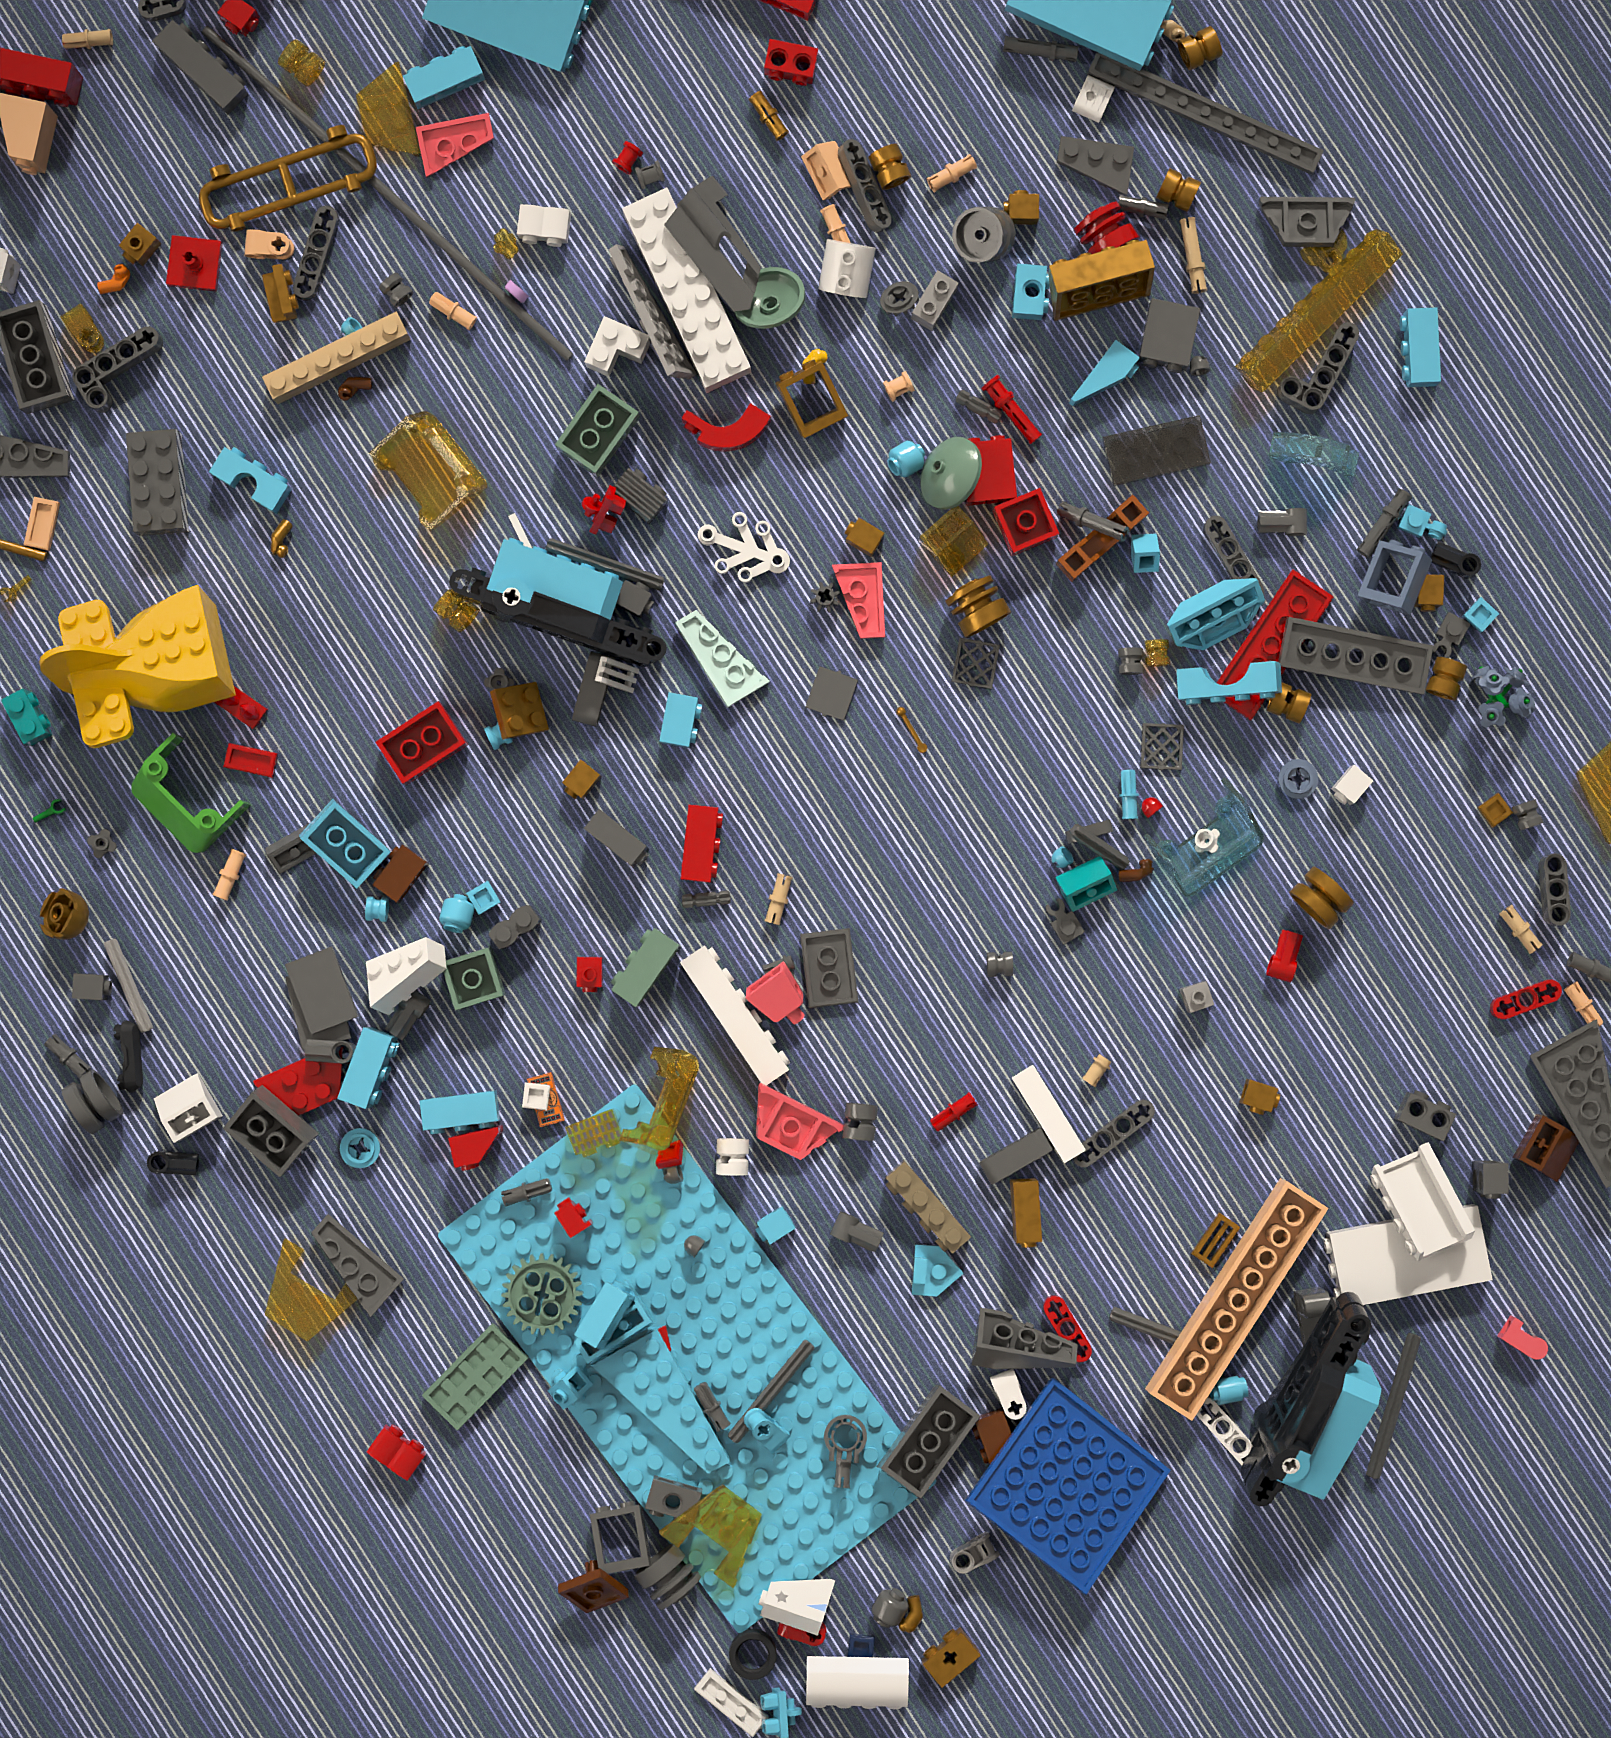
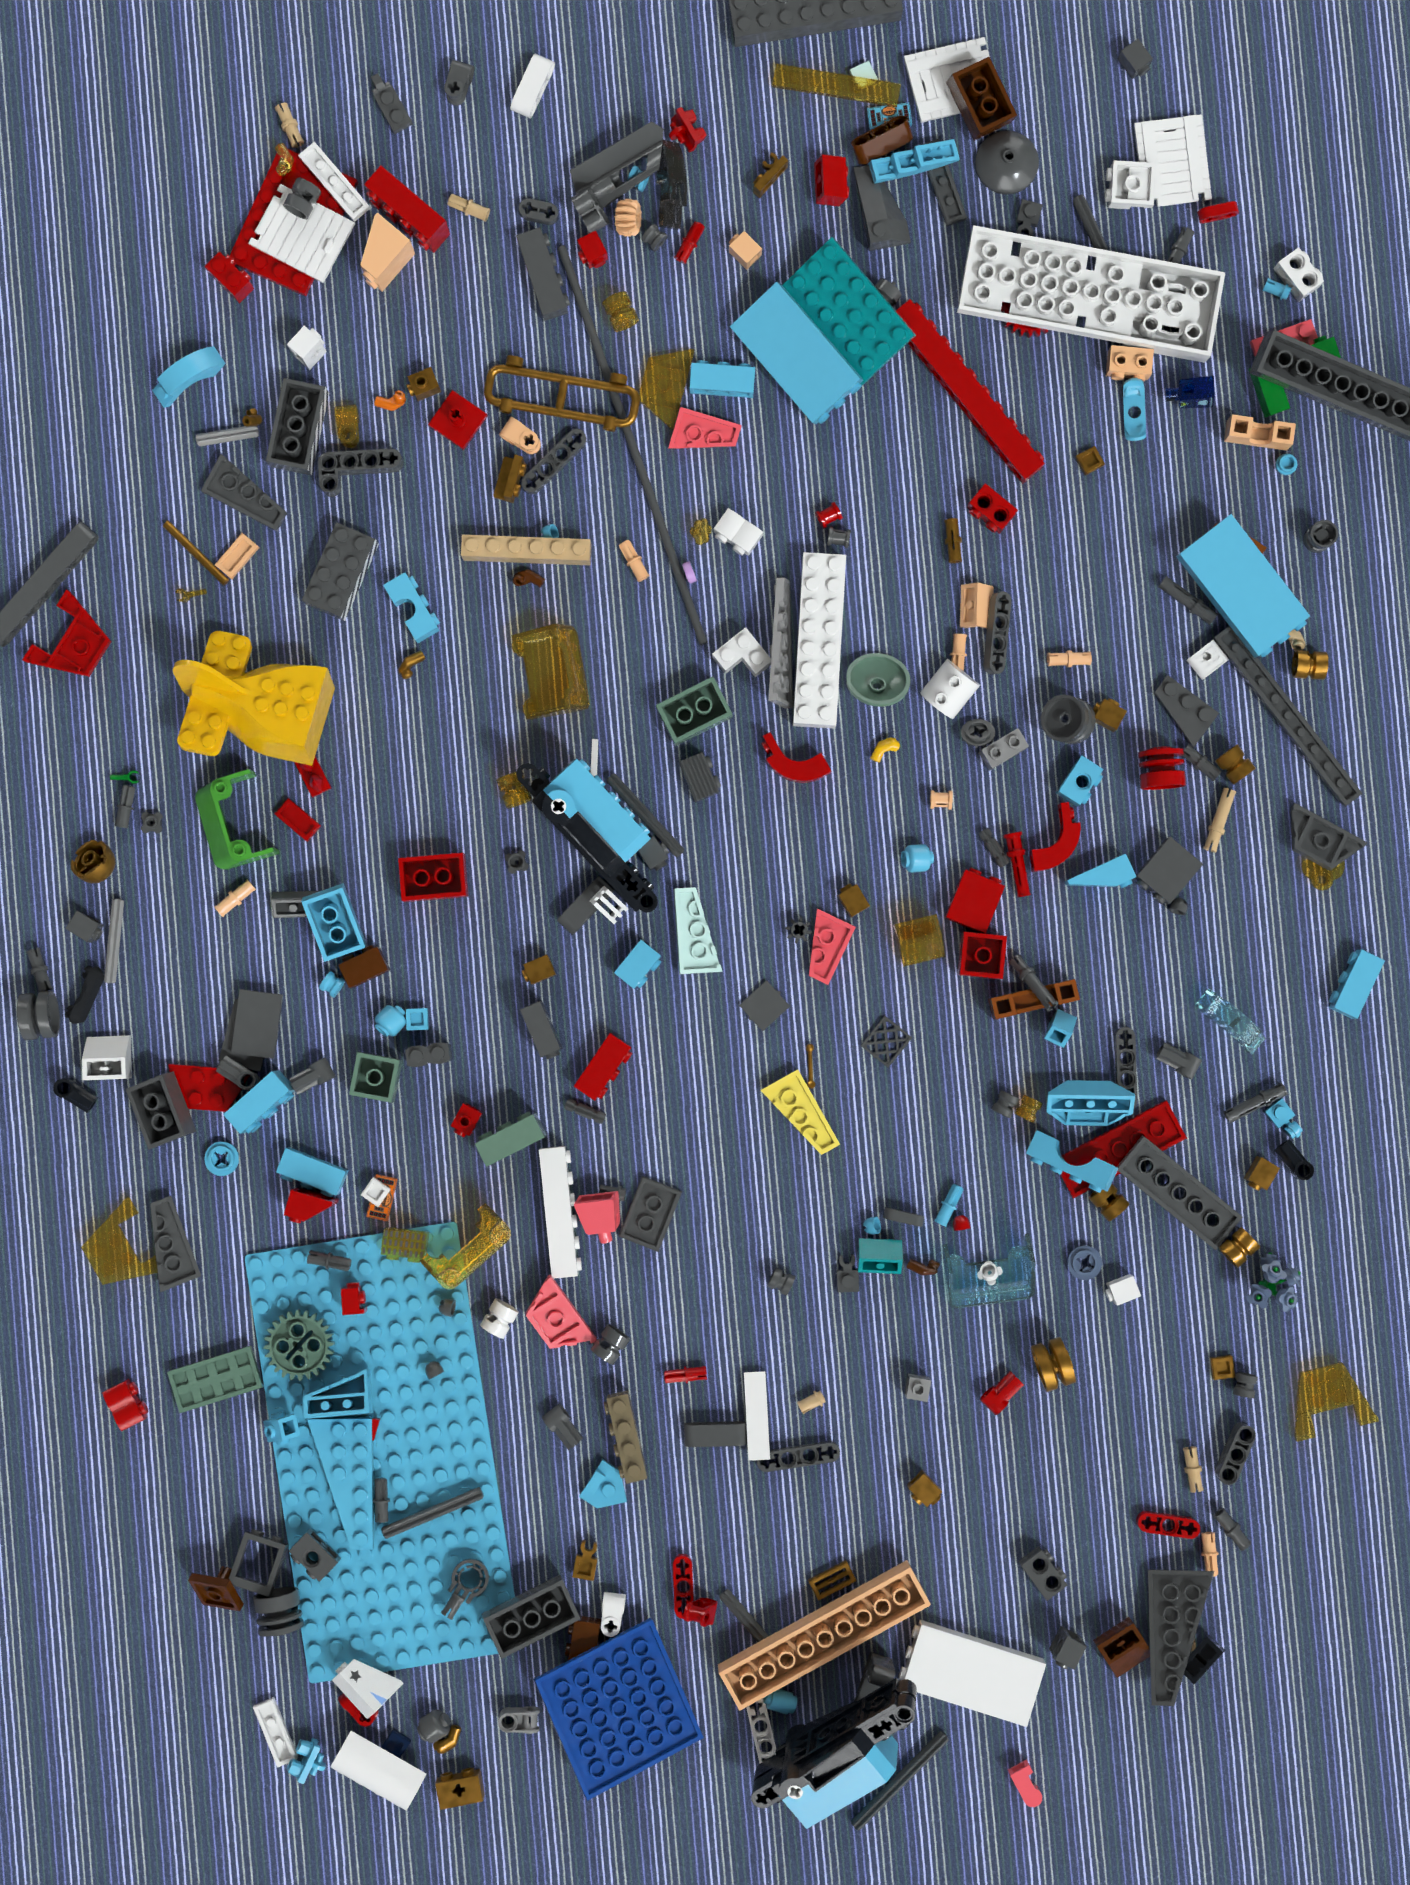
camera: 30 degrees right, 0 degrees up
(26, 716) = (146, 697): teal brick -> none
(65, 841) = (125, 806): none -> dark grey axle
(396, 290) = (599, 522): dark grey wheel -> none
(402, 971) = (323, 1044): white wedge -> none
(494, 736) = (494, 901): medium azure wheel -> none
(519, 710) = (520, 892): pearl gold plate -> none
(601, 519) = (663, 772): red hips -> none
(605, 1314) = (336, 1390): medium azure window -> none
(671, 1157) = (453, 1295): red tile -> none
(699, 228) = (852, 600): dark grey panel -> none
(726, 1521) = (344, 1593): clear yellow wing -> none
(741, 1670) = (307, 1721): black tyre -> none
(748, 549) = (759, 863): white plant -> none
(766, 1430) = (412, 1540): medium azure piece -> none
(775, 1225) = (503, 1388): medium azure brick -> none
(778, 899) = (640, 1140): tan pin -> none
(822, 421) = (869, 795): pearl gold window -> none
(888, 164) = (1024, 628): pearl gold wheel -> none
(923, 777) = (801, 1109): none -> light yellow wing
(951, 473) = (945, 888): sand green dish -> none
(956, 1360) = (585, 1564): none -> pearl gold plate
(978, 606) = (911, 1000): pearl gold wheel -> none
(1014, 1345) = (635, 1577): dark grey wedge -> none
(1026, 1211) = (699, 1481): pearl gold brick -> none
(1042, 384) = (1049, 857): none -> red arch
(1098, 1343) = (701, 1611): none -> red piece
(1099, 846) = (904, 1233): dark grey axle -> none
(1101, 279) = (1139, 801): pearl gold slope -> none
(1156, 450) = (1111, 954): clear smoke plate -> none
(1180, 729) = (1002, 1167): dark grey window -> none
(1318, 310) = (1293, 913): clear yellow brick -> none
(1325, 367) = (1273, 958): dark grey beam -> none
(1412, 586) = (1254, 1161): sand blue window -> none
(1422, 1203) = (1005, 1639): white panel -> none
(1451, 632) = (1262, 1213): dark grey plate -> none
(1480, 614) = (1291, 1212): medium azure plate -> none

